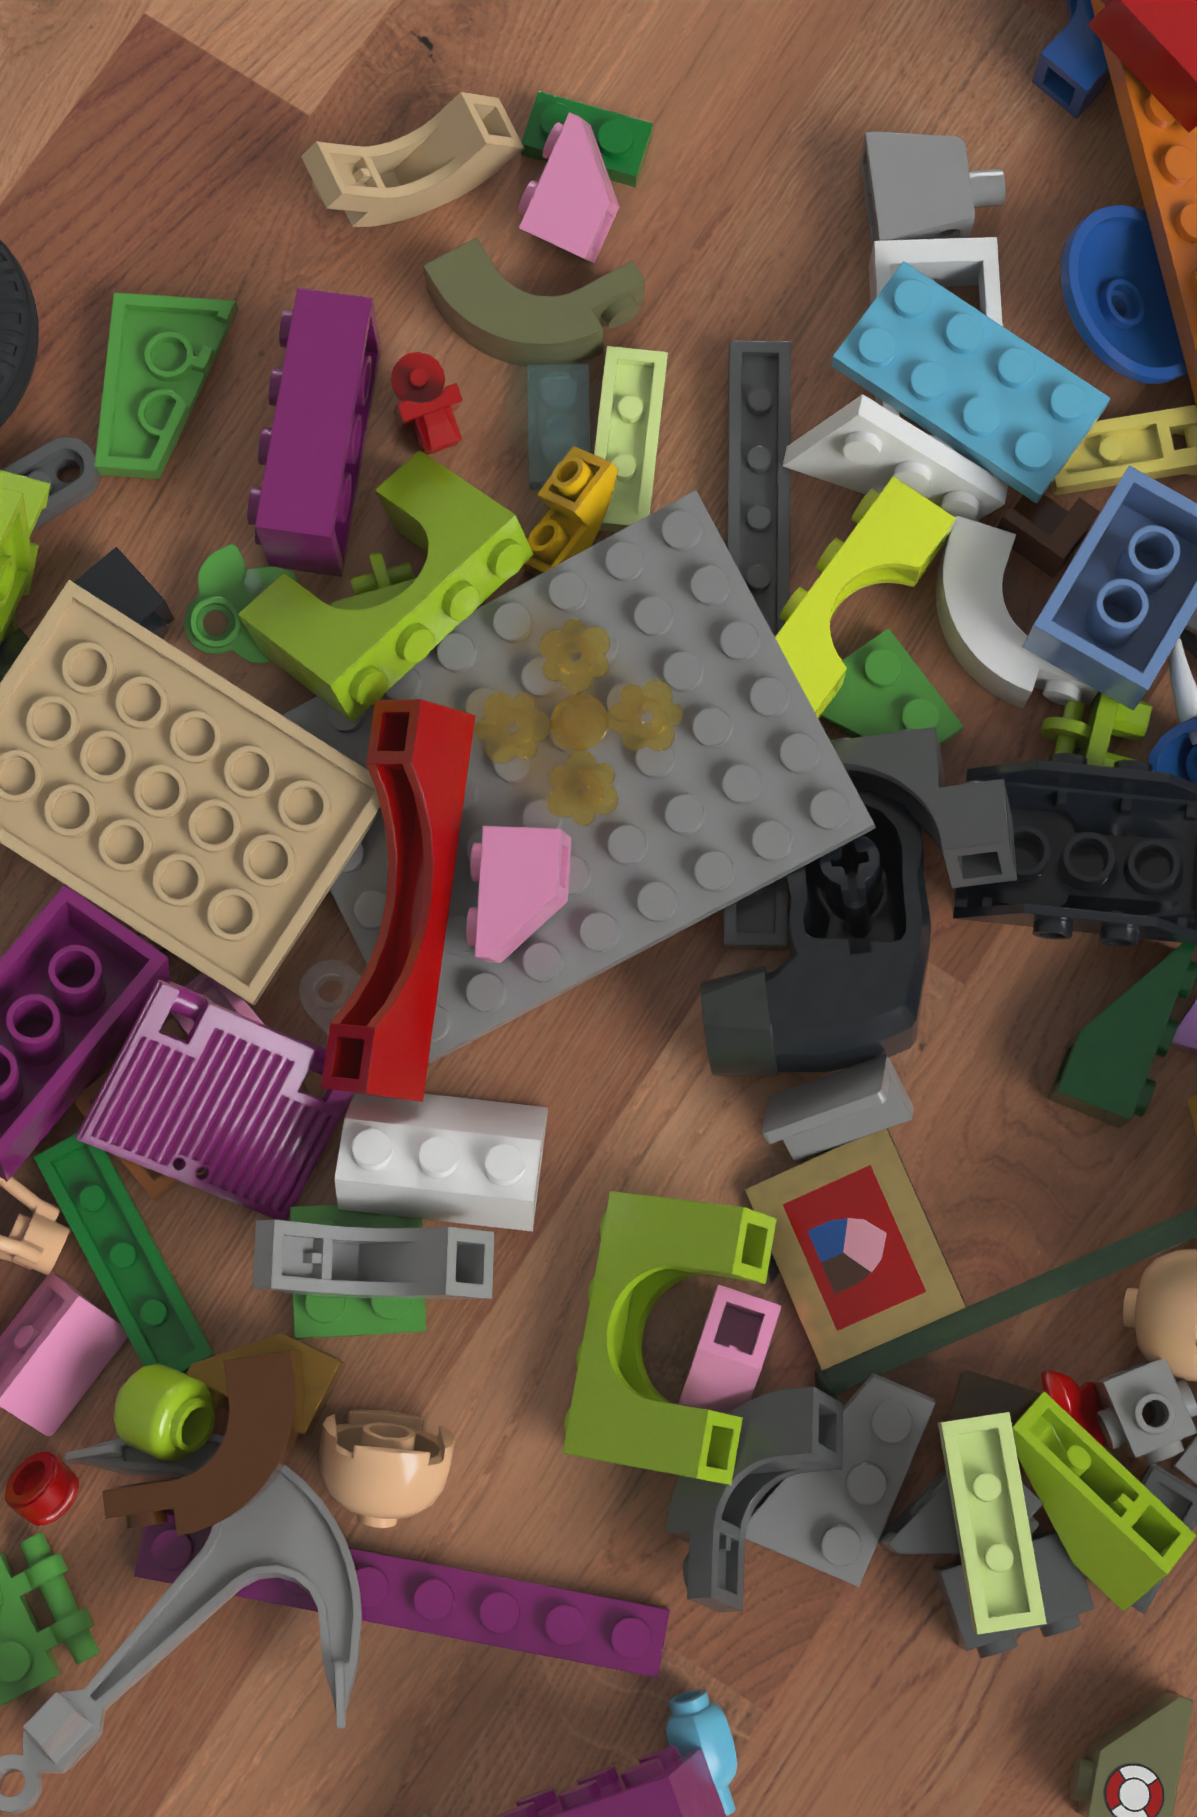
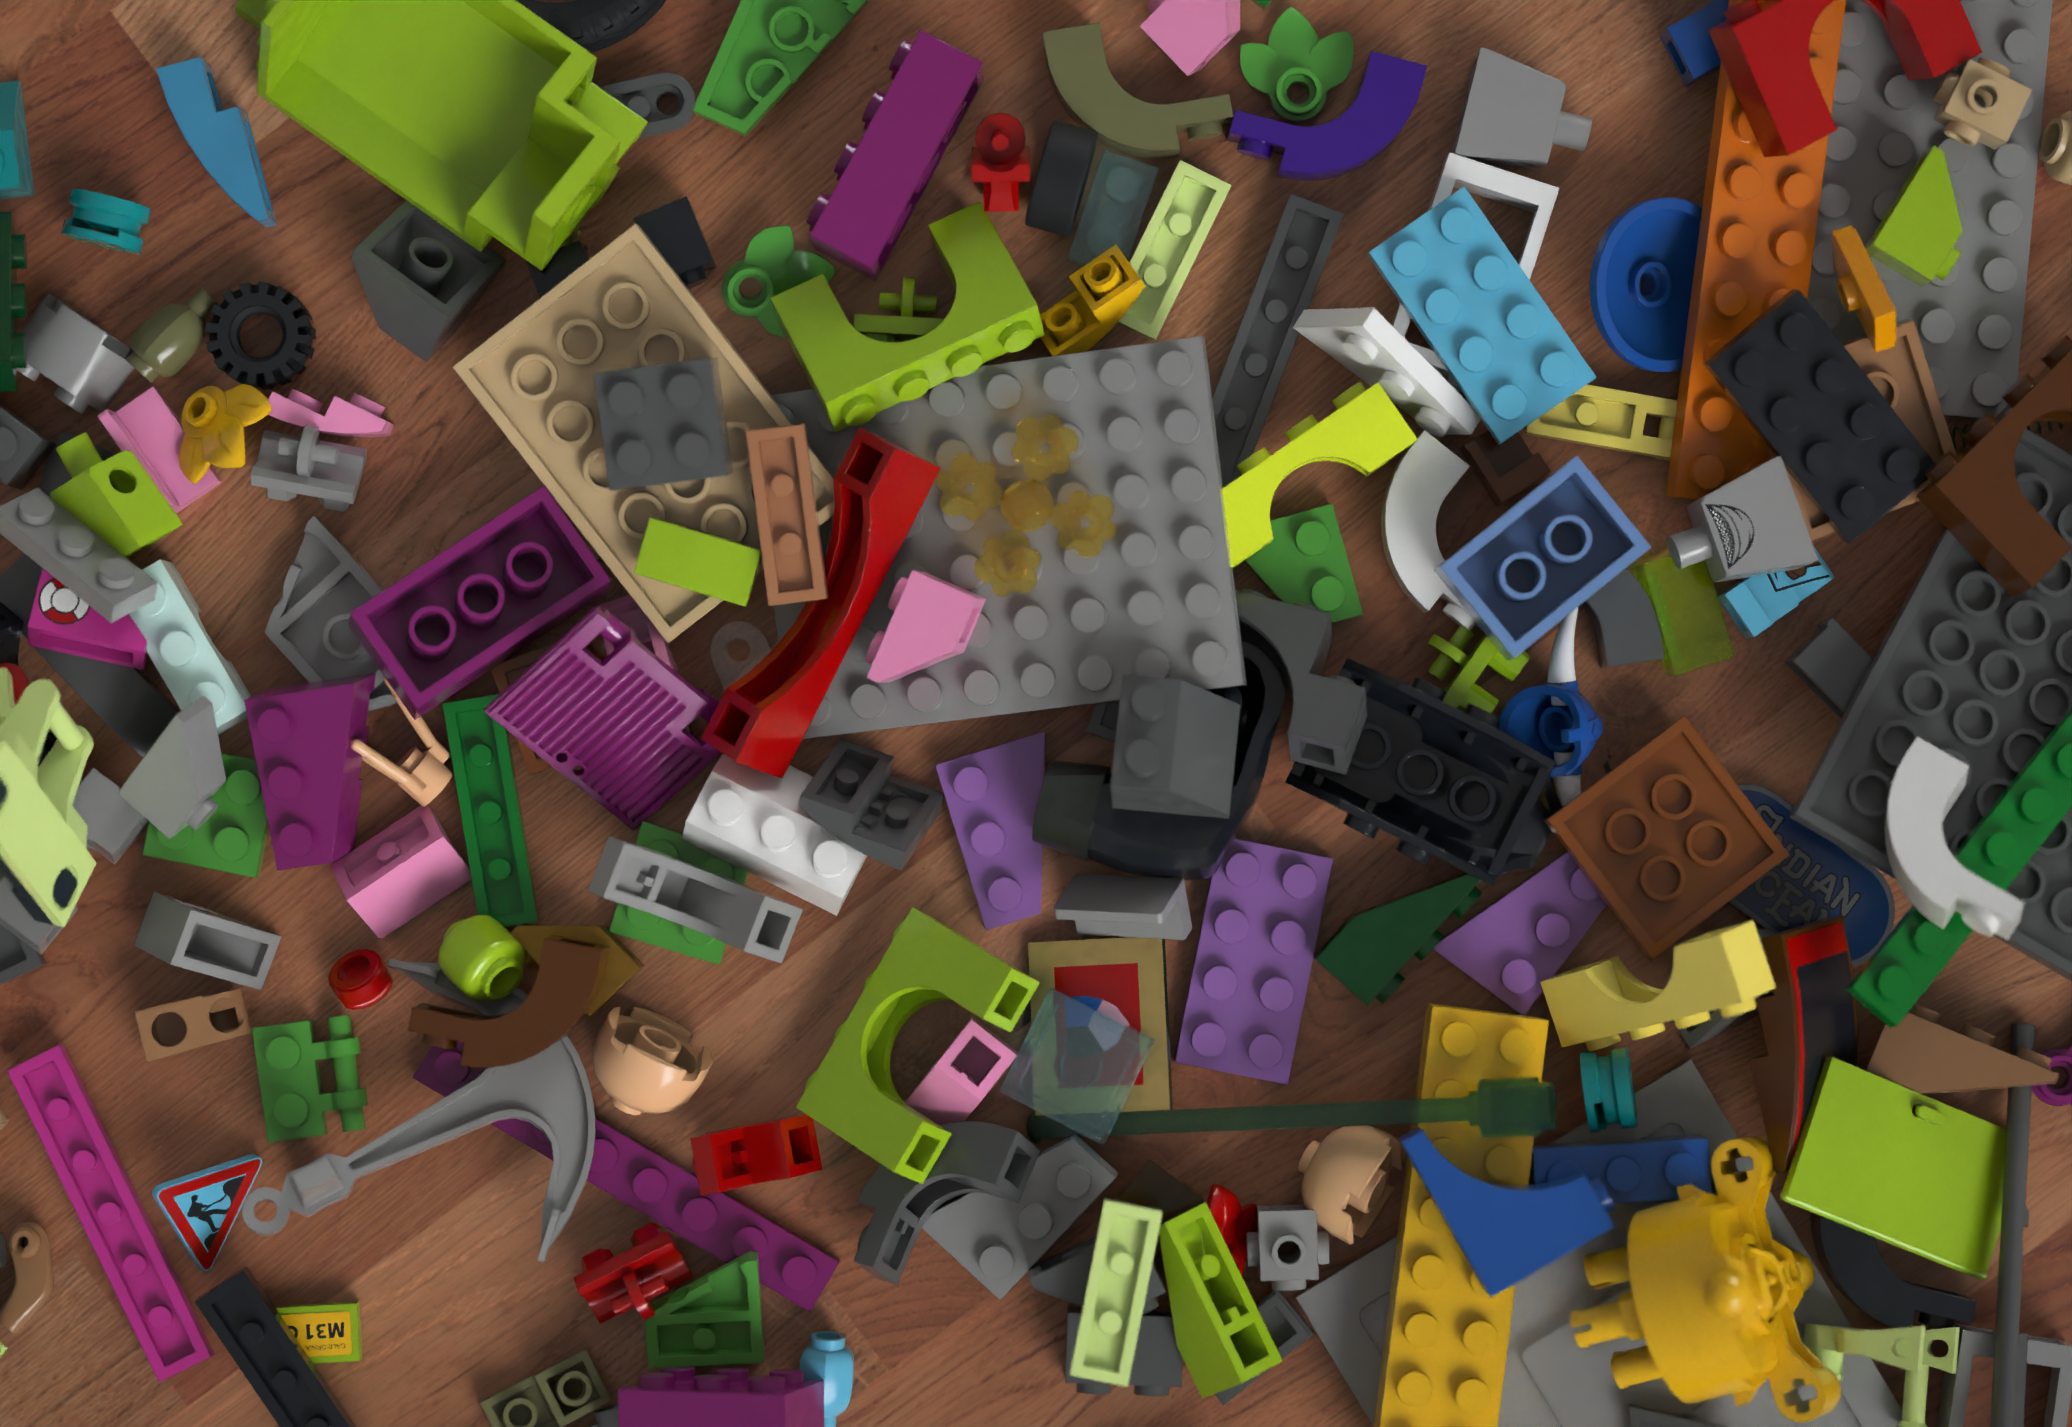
camera: 20 degrees right, 10 degrees up
(165, 767) = (663, 423): none -> dark grey brick
(254, 903) = (698, 561): none -> lime tile
(330, 819) = (787, 514): none -> nougat plate
(450, 1709) = (633, 1277): none -> red hips
(494, 399) = (1061, 178): none -> black tyre
(523, 1103) = (868, 806): none -> dark grey slope
(536, 1521) = (755, 1153): none -> red brick
(550, 1727) = (710, 1319): none -> bright green wing
(662, 1069) = (993, 814): none -> medium lavender wing
(687, 218) = (1294, 58): none -> bright green plate
(761, 277) = (1348, 142): none -> dark purple arch
(827, 914) = (1174, 748): none -> dark grey slope
(848, 1297) = (1077, 1065): none -> clear light blue tile
(989, 1124) = (1254, 961): none -> medium lavender plate

